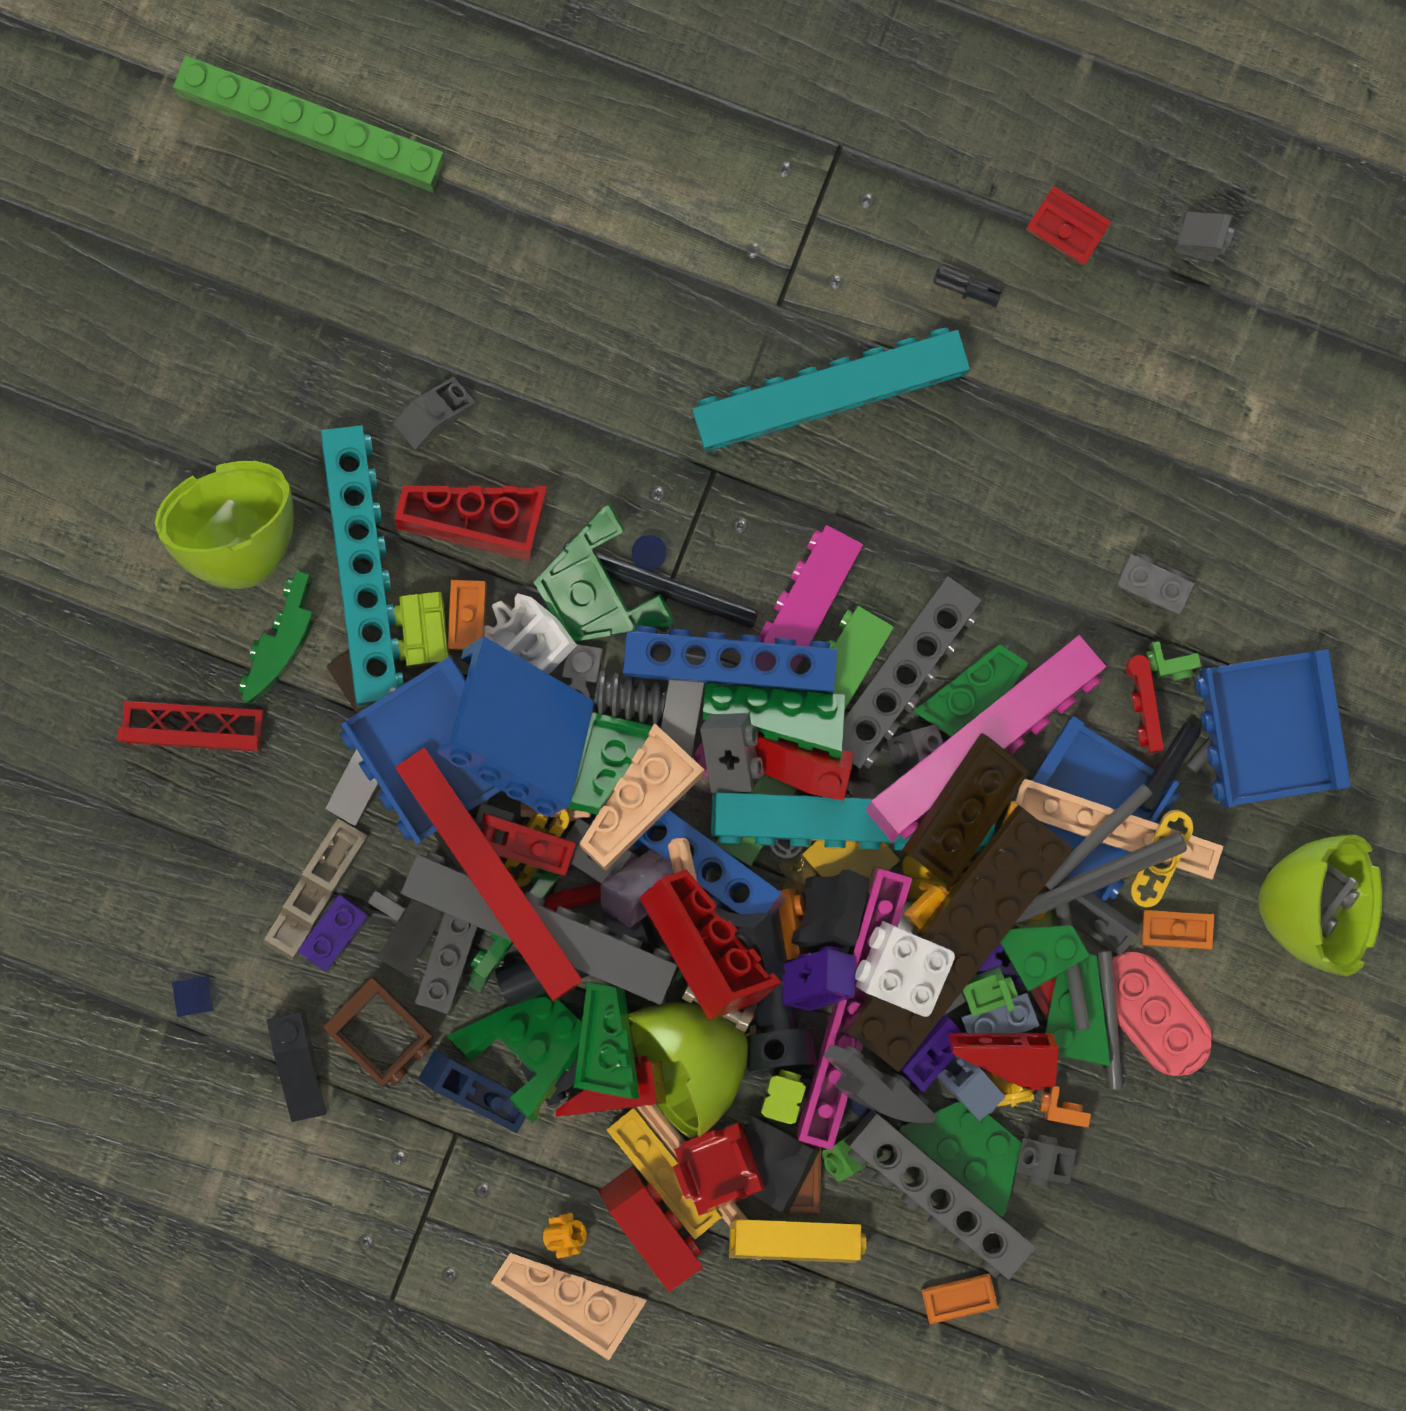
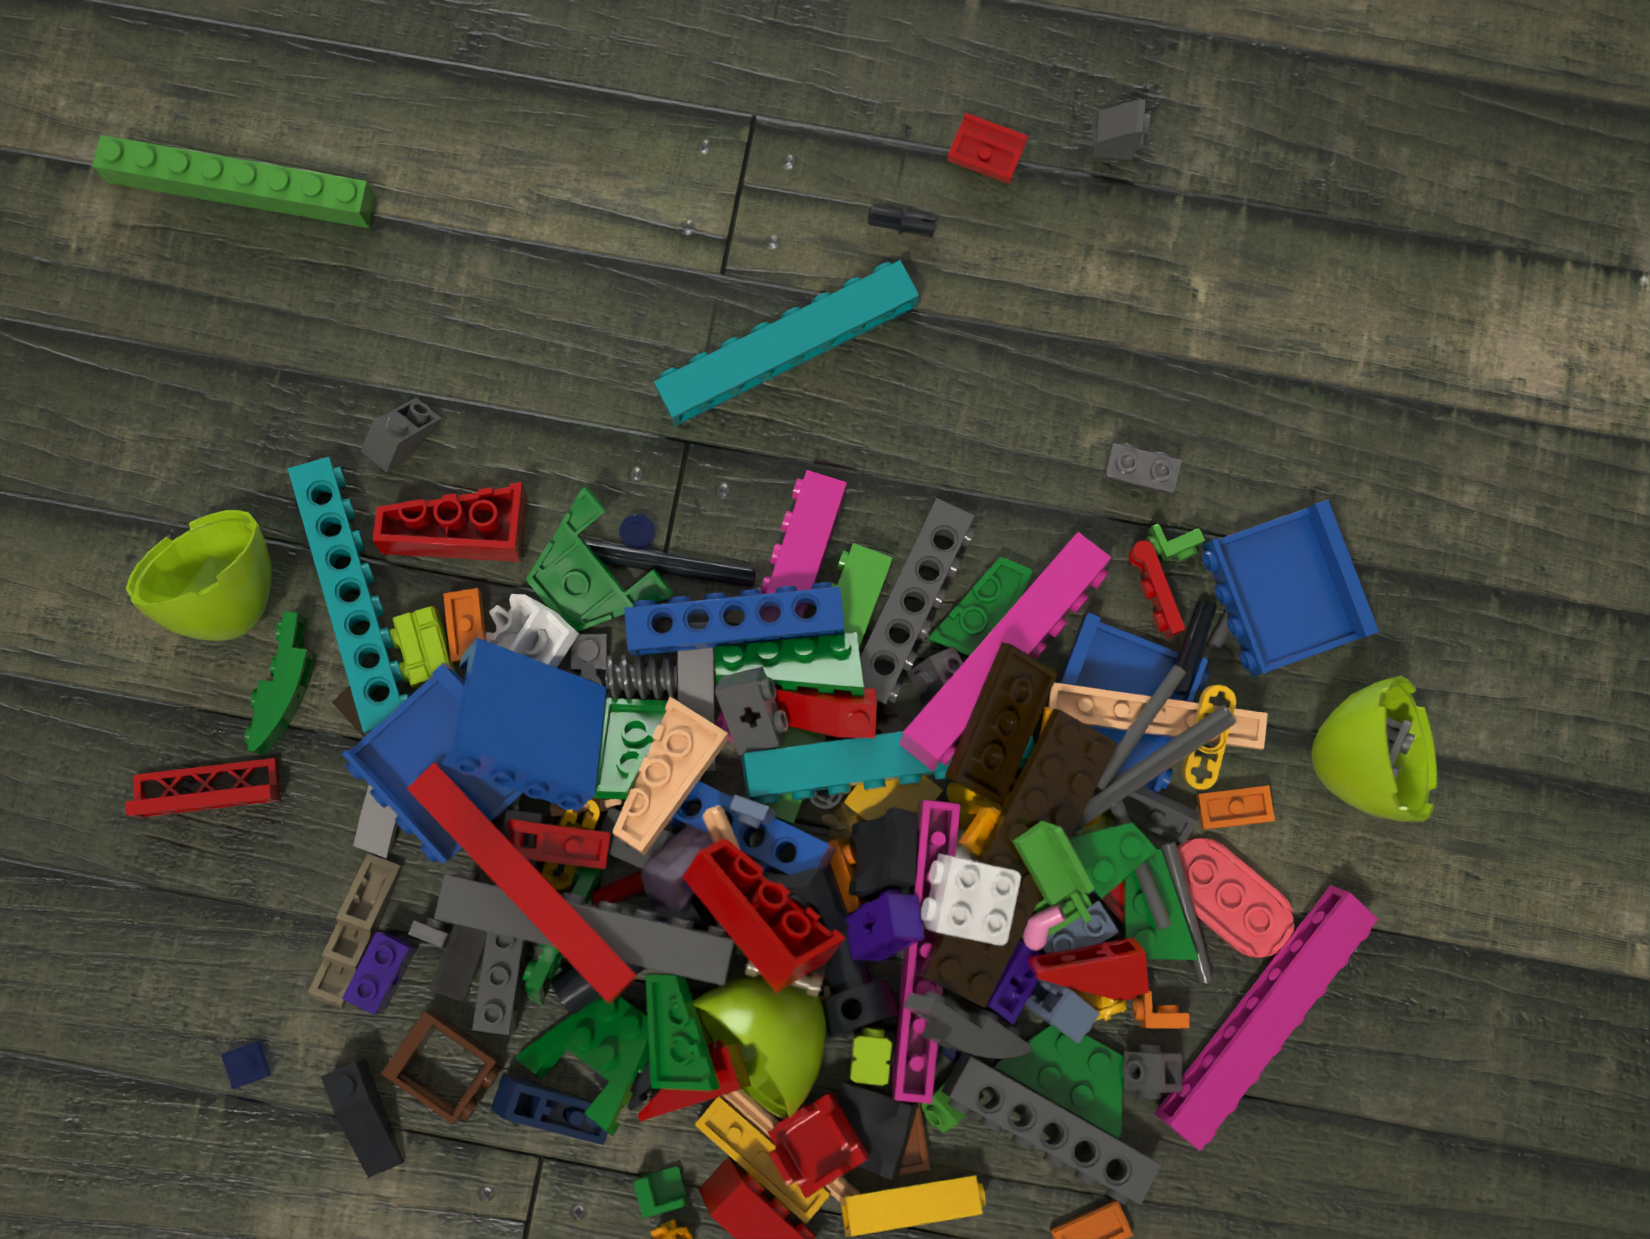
camera: 10 degrees left, 5 degrees down
(564, 1185) = (660, 1191): none -> green panel
(714, 850) = (751, 812): none -> sand blue plate
(964, 1004) = (1038, 926): none -> bright pink arm
(986, 949) = (1052, 862): none -> bright green panel
(1165, 1130) = (1266, 1016): none -> dark pink brick

